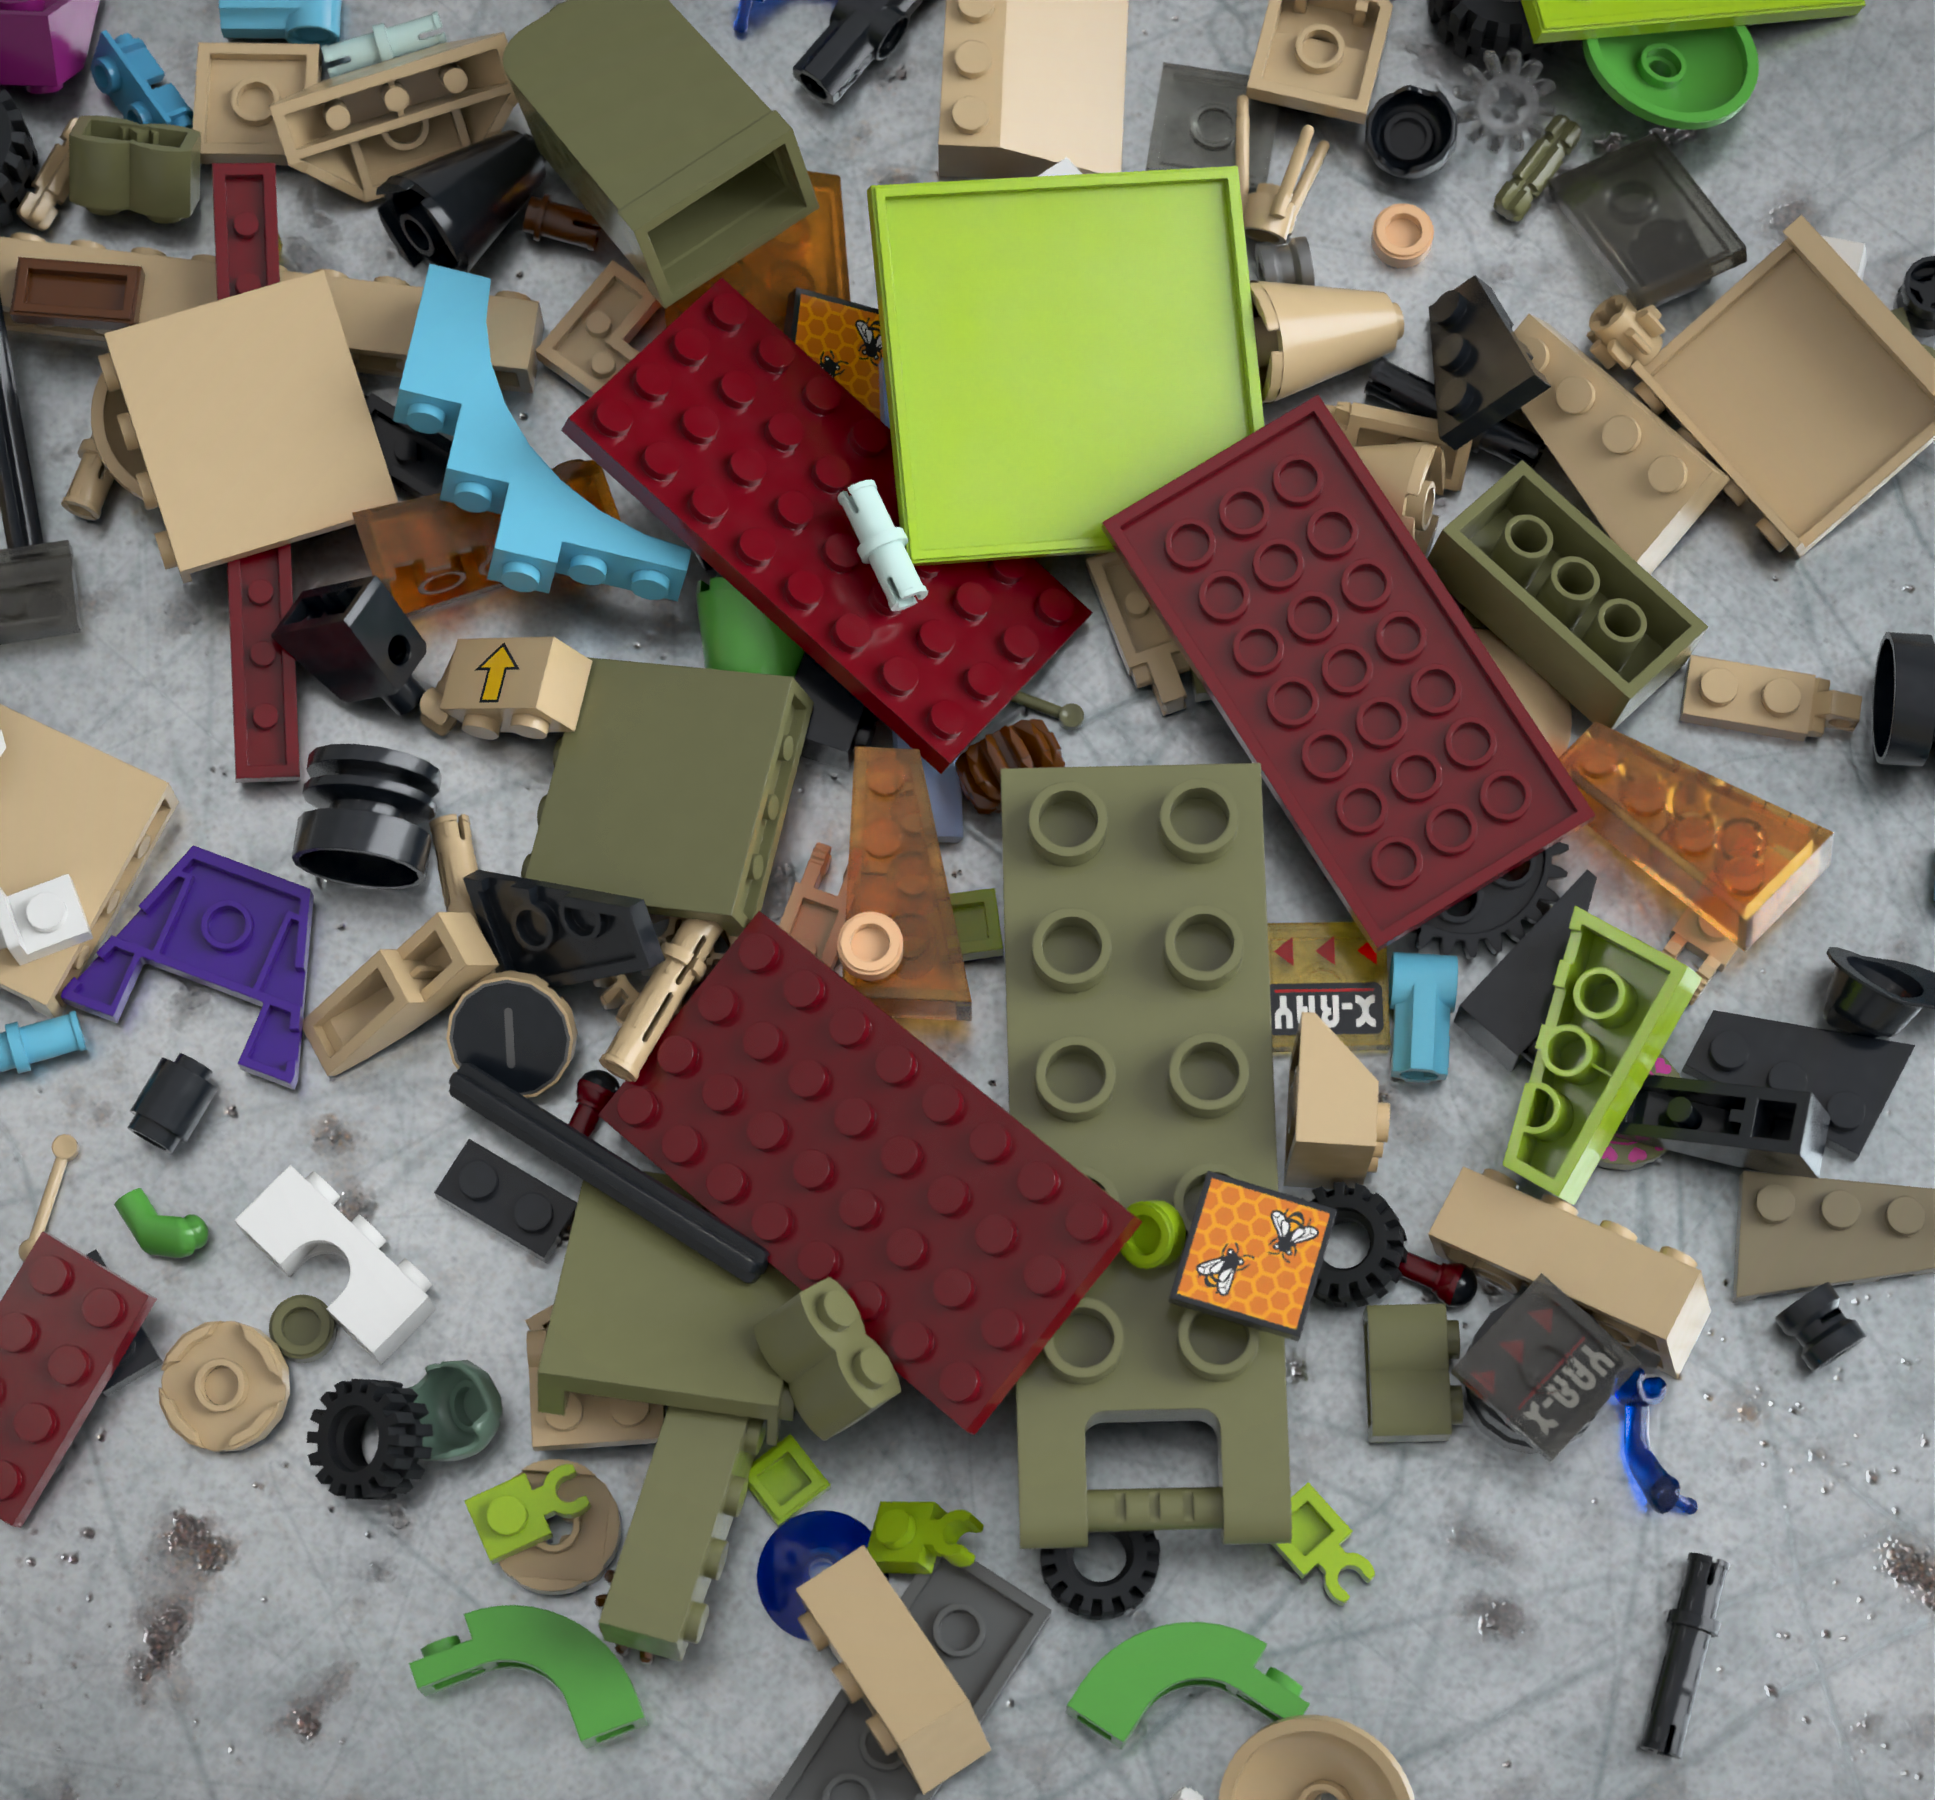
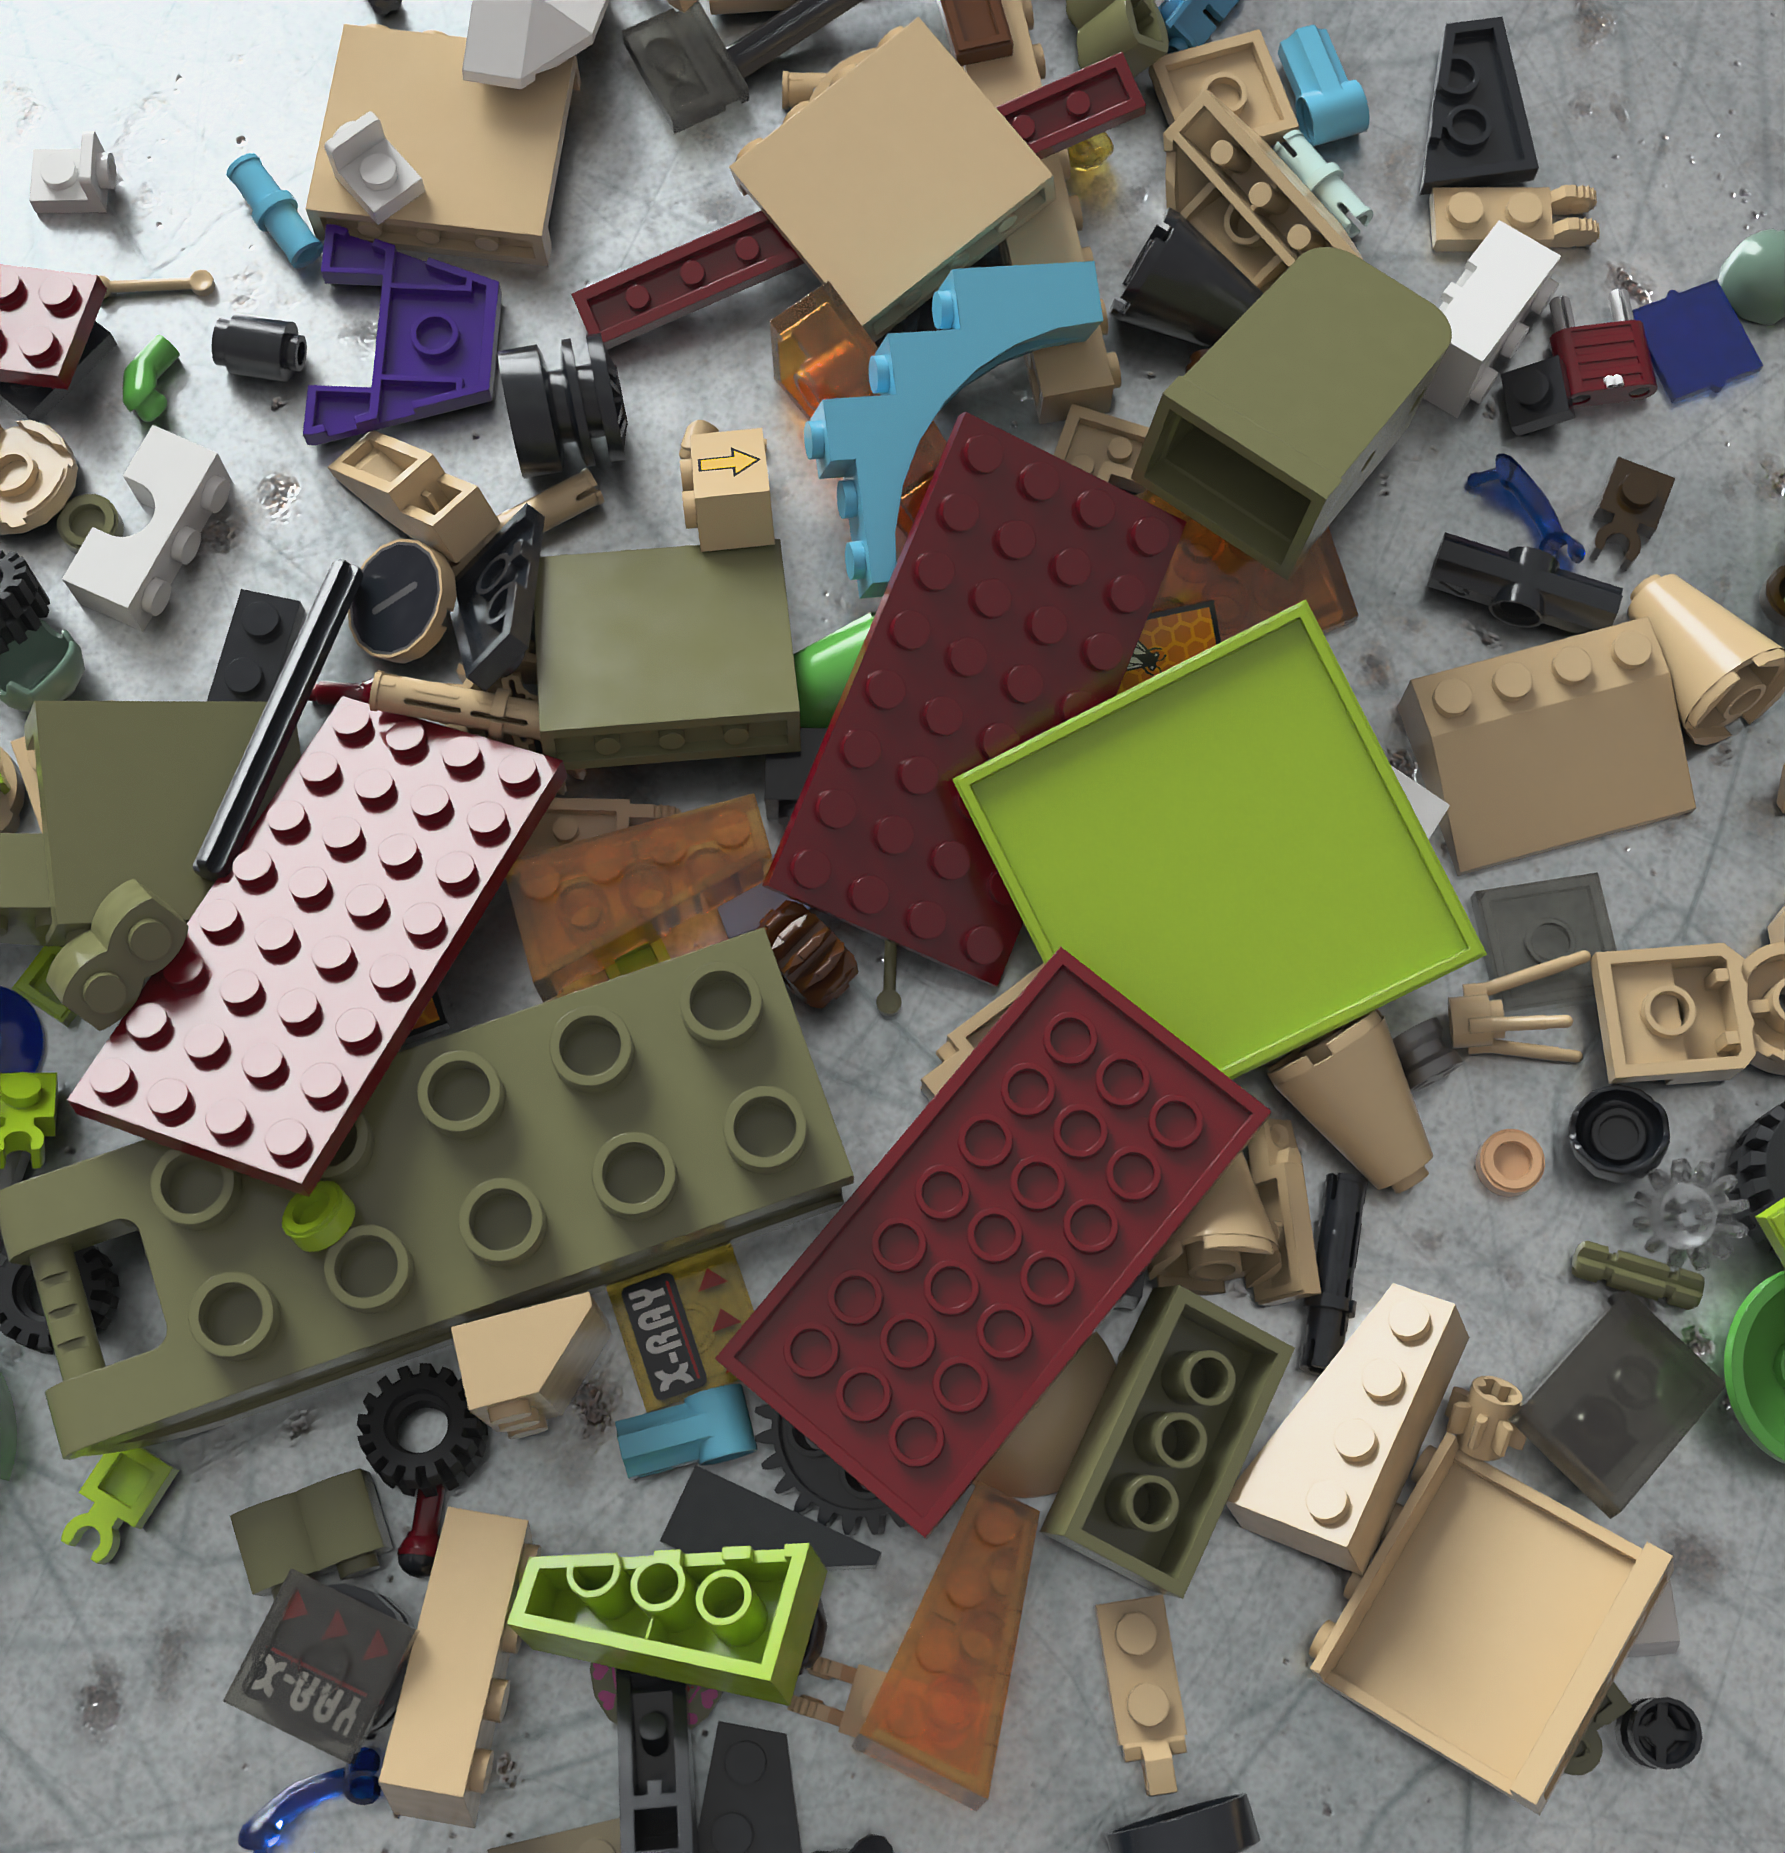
camera: 70 degrees right, 0 degrees up
(356, 642) = (728, 326): black torso -> none
(870, 946) = (549, 867): light nougat tile -> none
(882, 545) = (958, 746): light aqua pin -> none
(1253, 1256) = (313, 1320): tile -> none
(1477, 363) = (1384, 1270): black wing -> none

